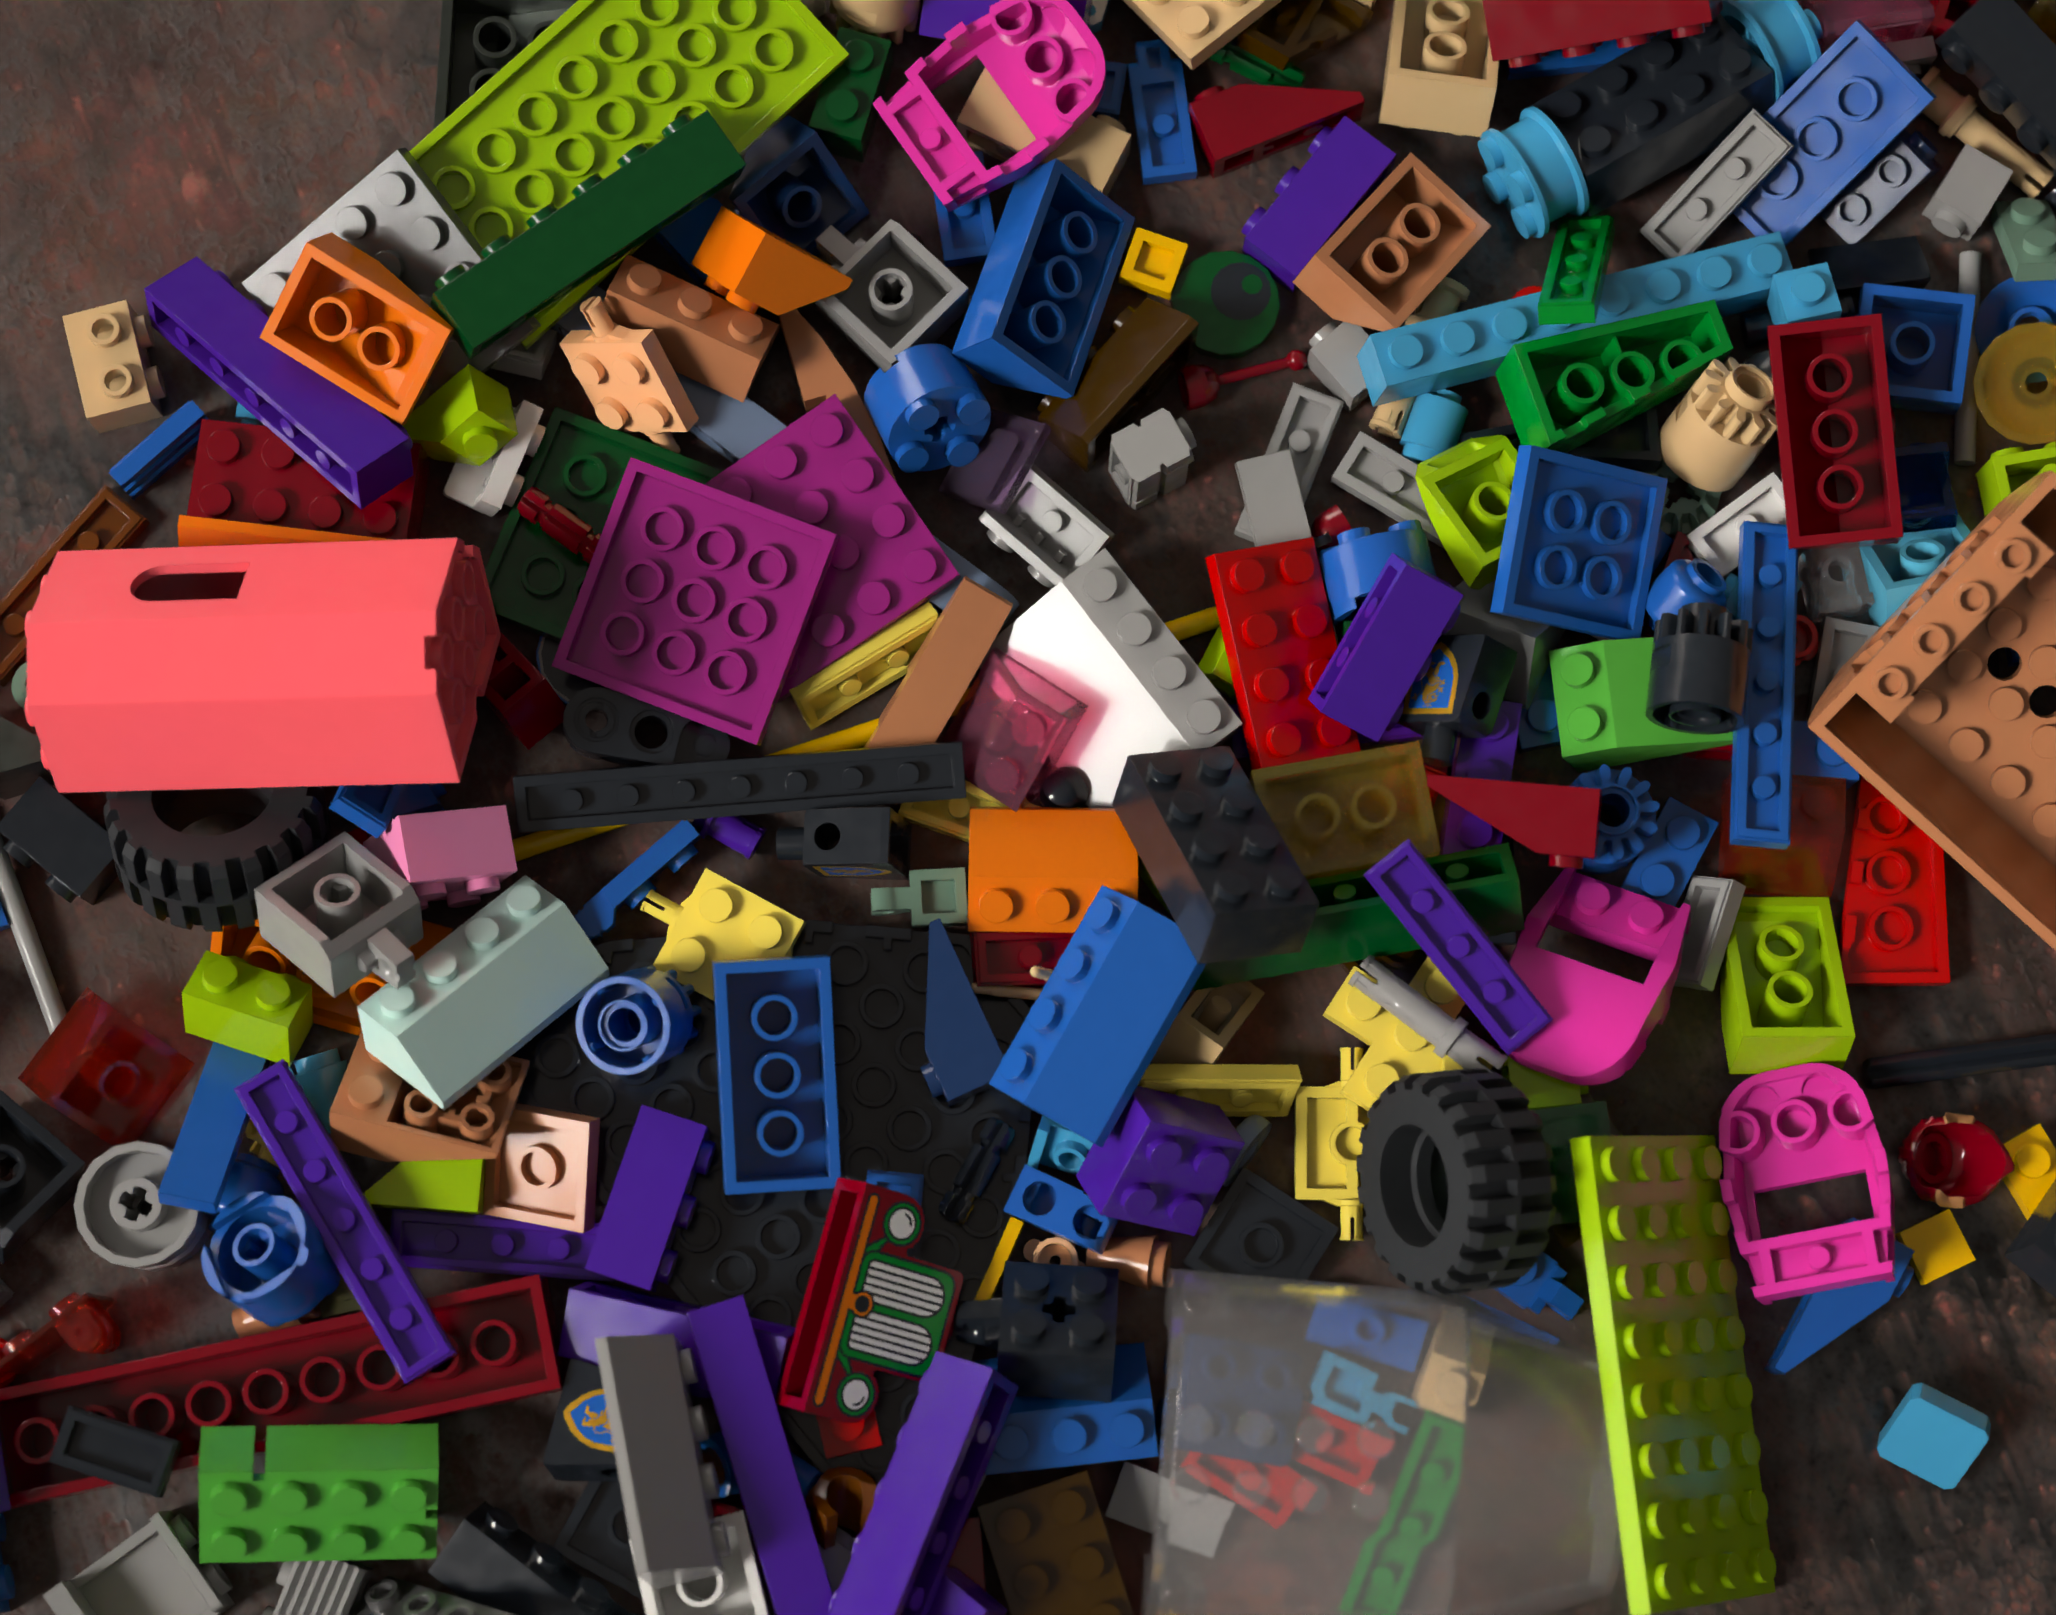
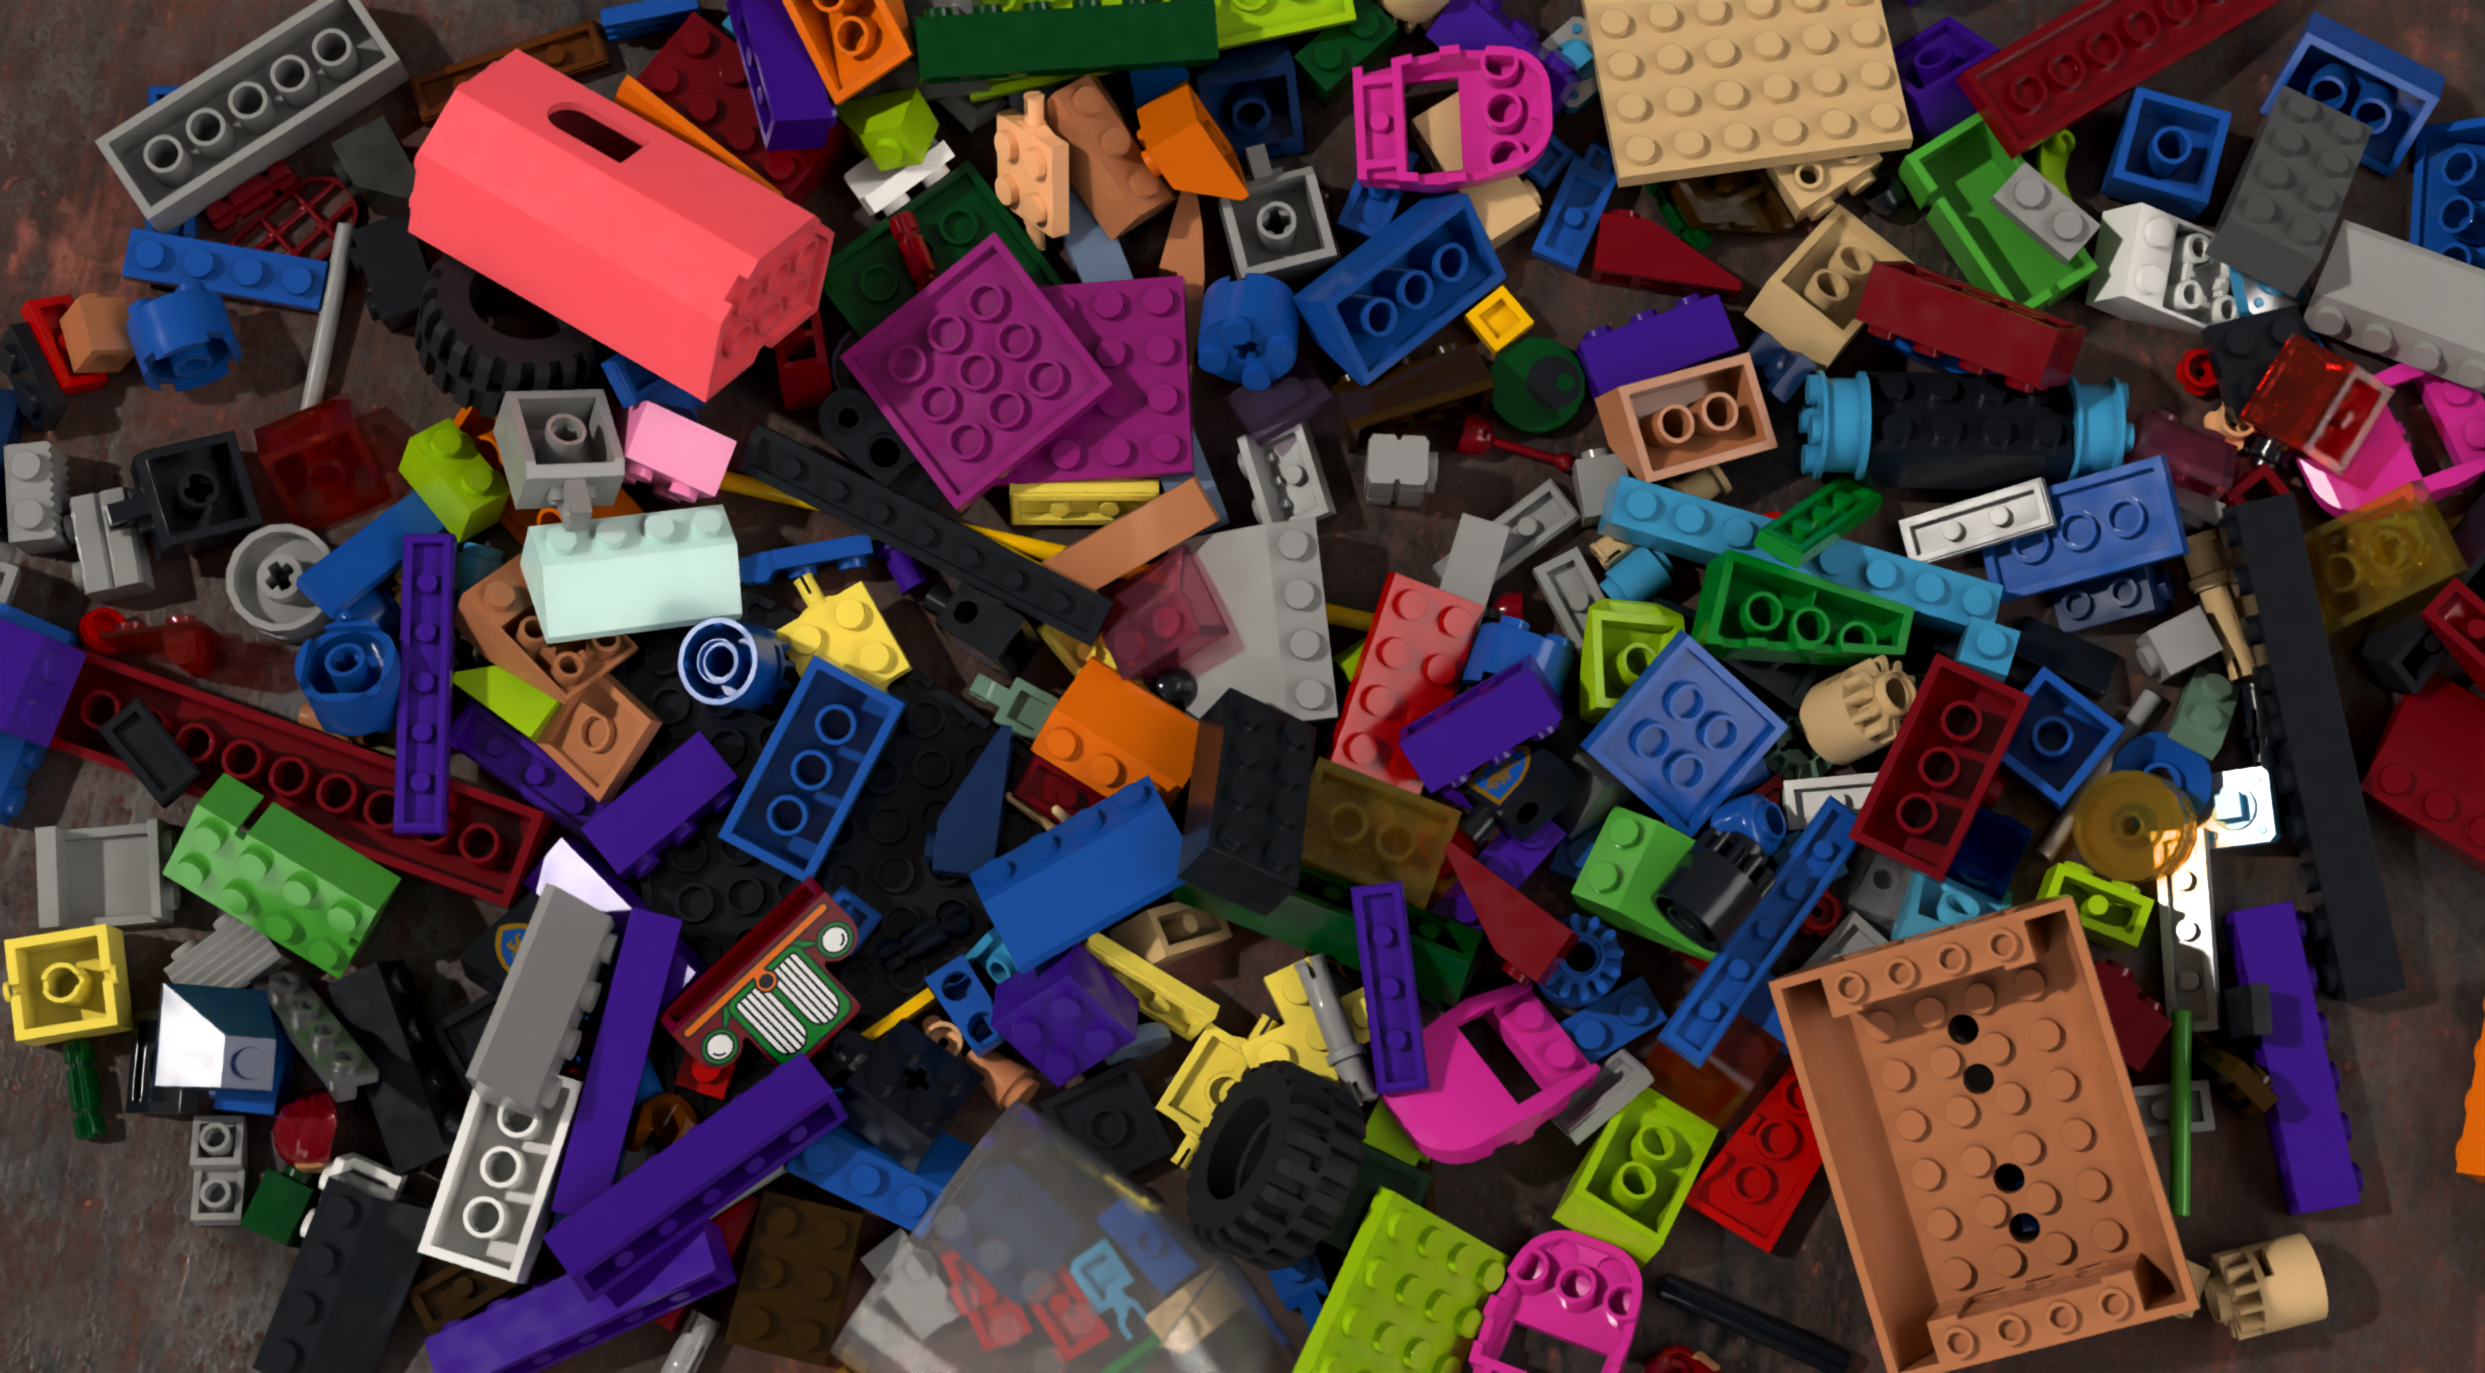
camera: 30 degrees right, 0 degrees up
(1447, 153) = (1777, 368): none -> dark blue bracket

